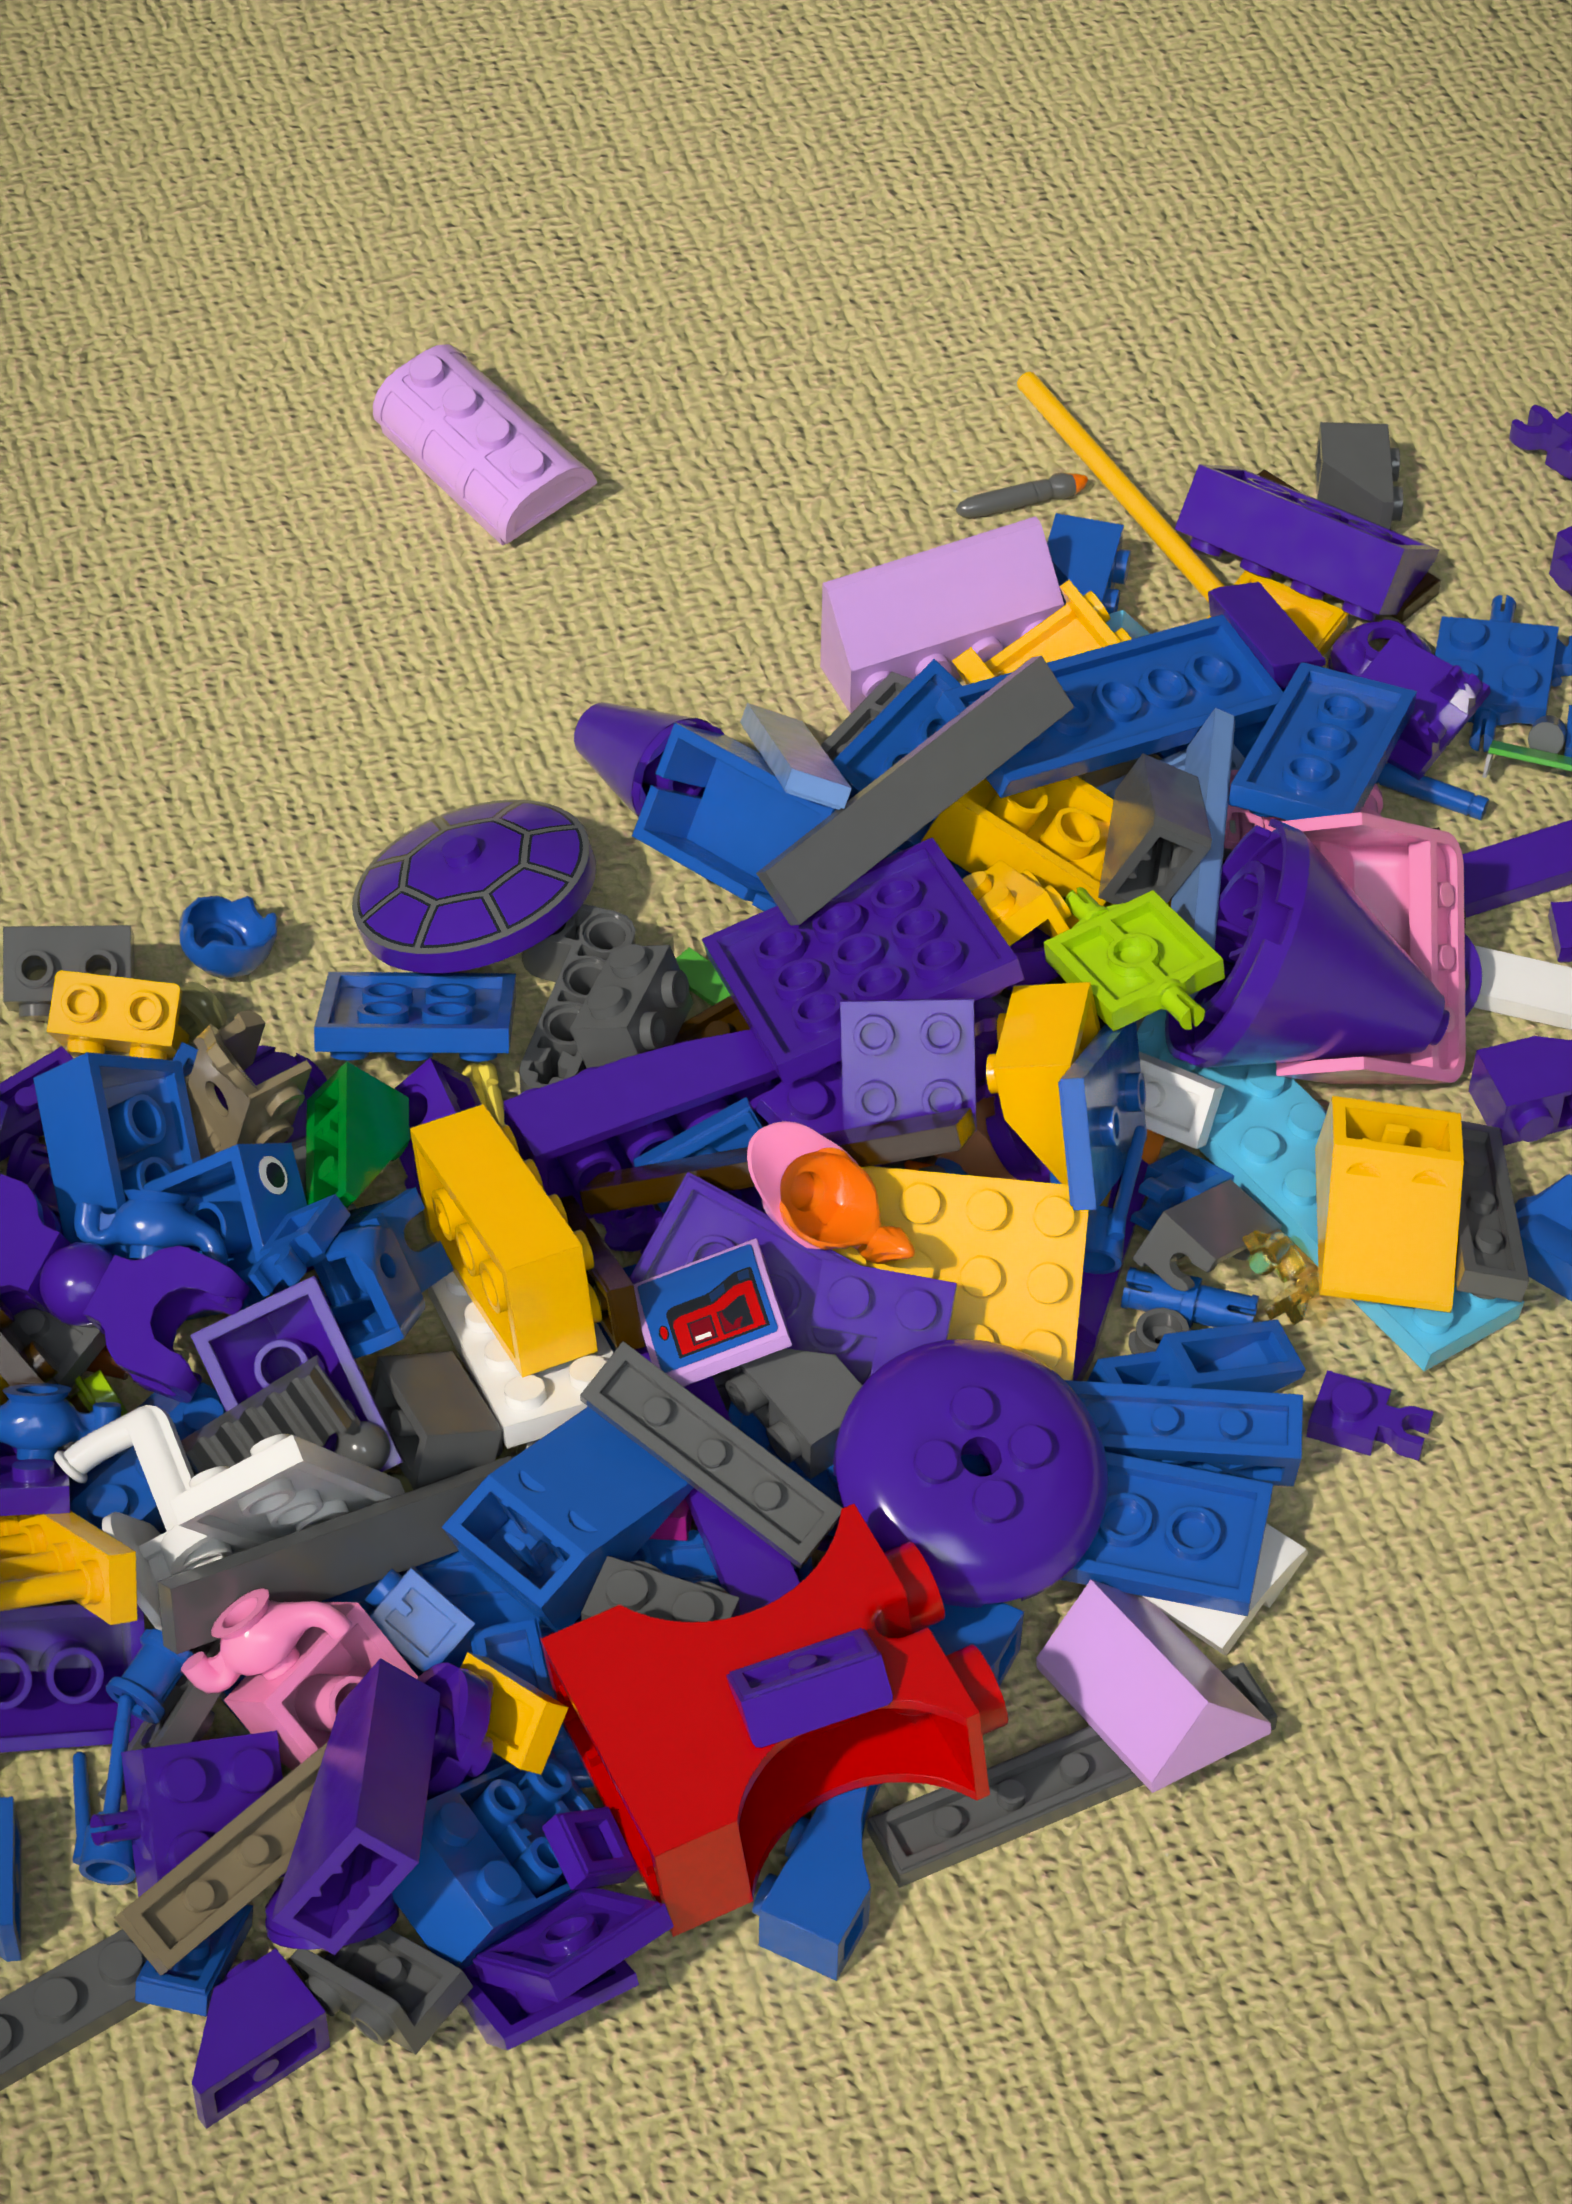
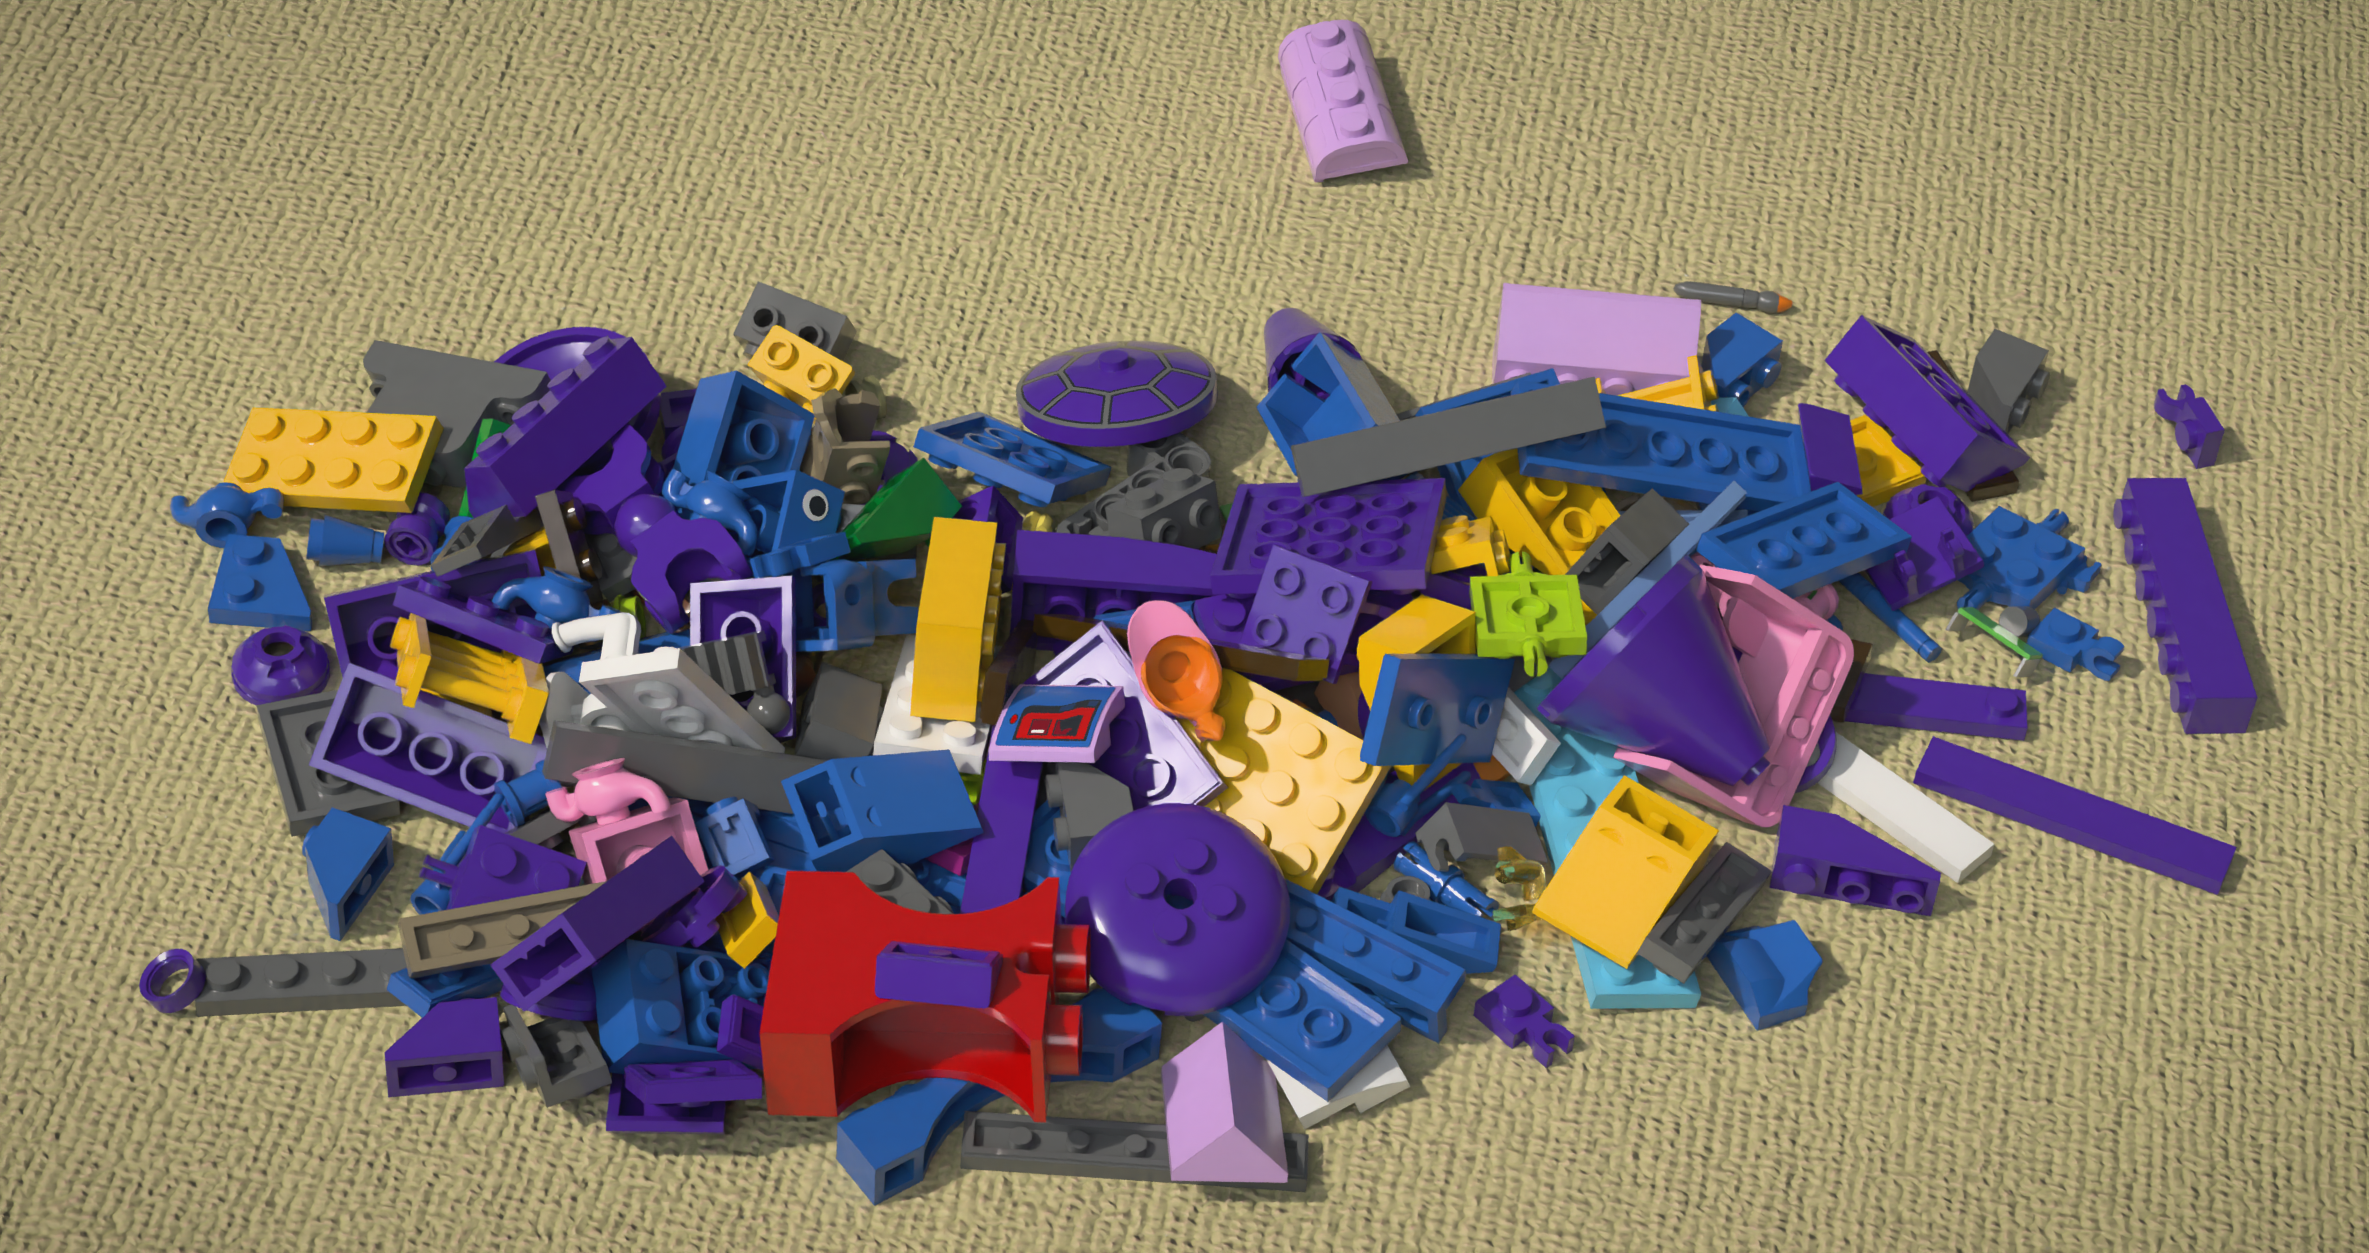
camera: 25 degrees right, 5 degrees down
(226, 935) = (921, 357): blue hair -> none
(711, 1454) = (991, 804): dark grey plate -> none
(795, 757) = (1392, 389): medium blue tile -> none
(883, 1305) = (1188, 770): dark purple plate -> none
(1119, 484) = (1810, 311): yellow piece -> none

